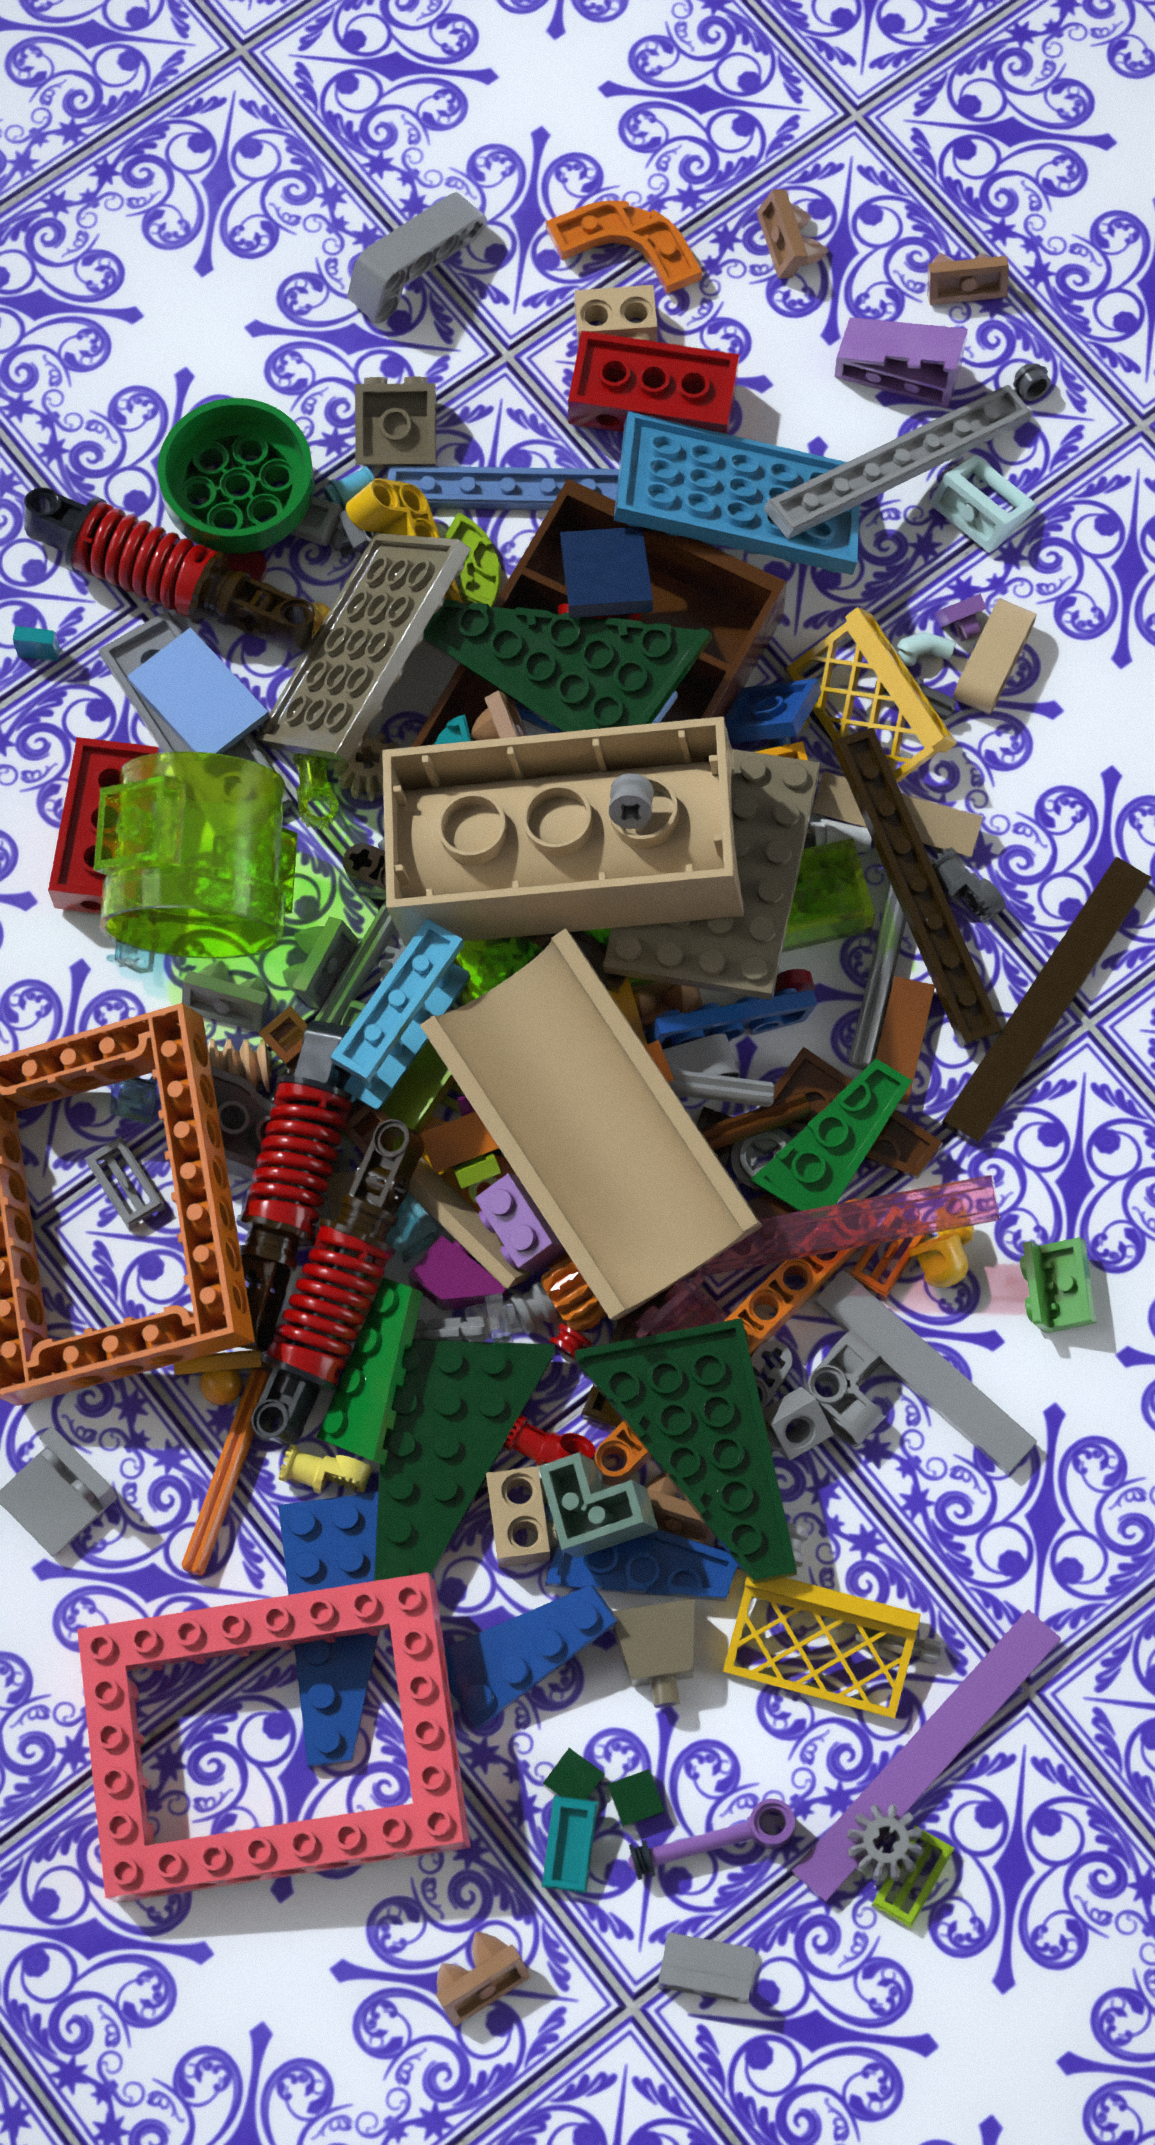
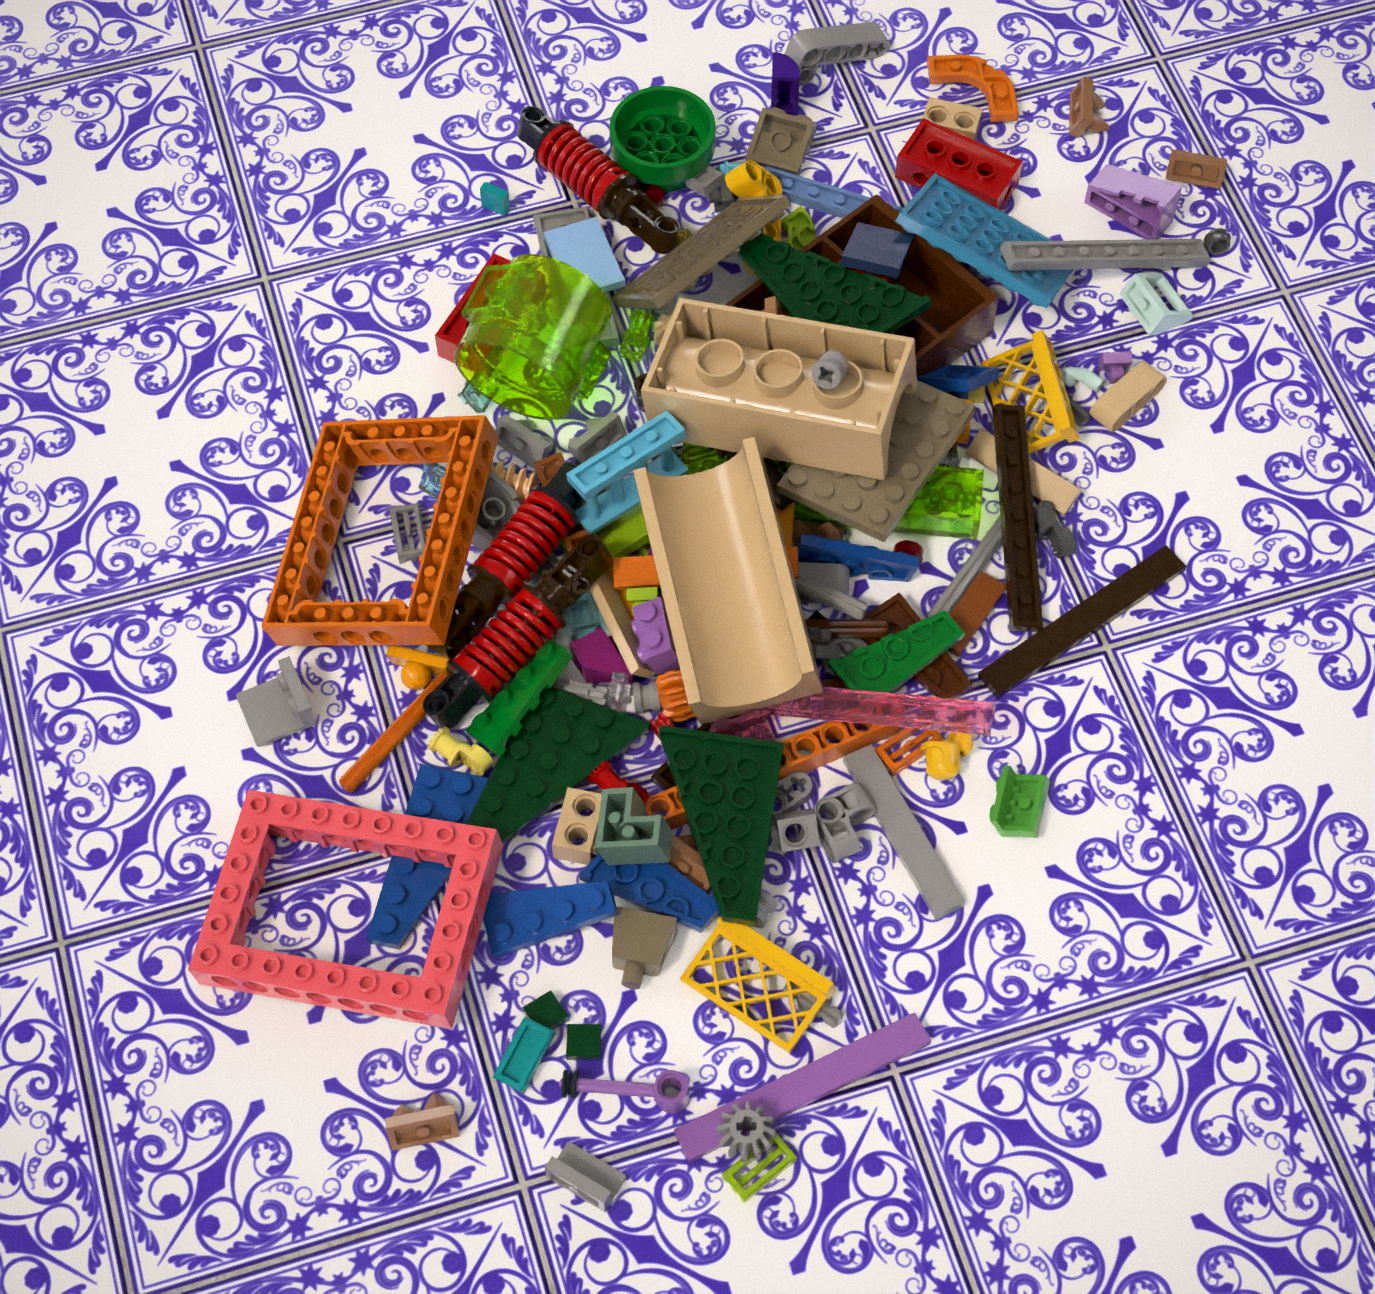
camera: 20 degrees right, 10 degrees down
(369, 336) = (785, 83): none -> dark purple brick
(735, 1161) = (819, 641): none -> dark grey tile

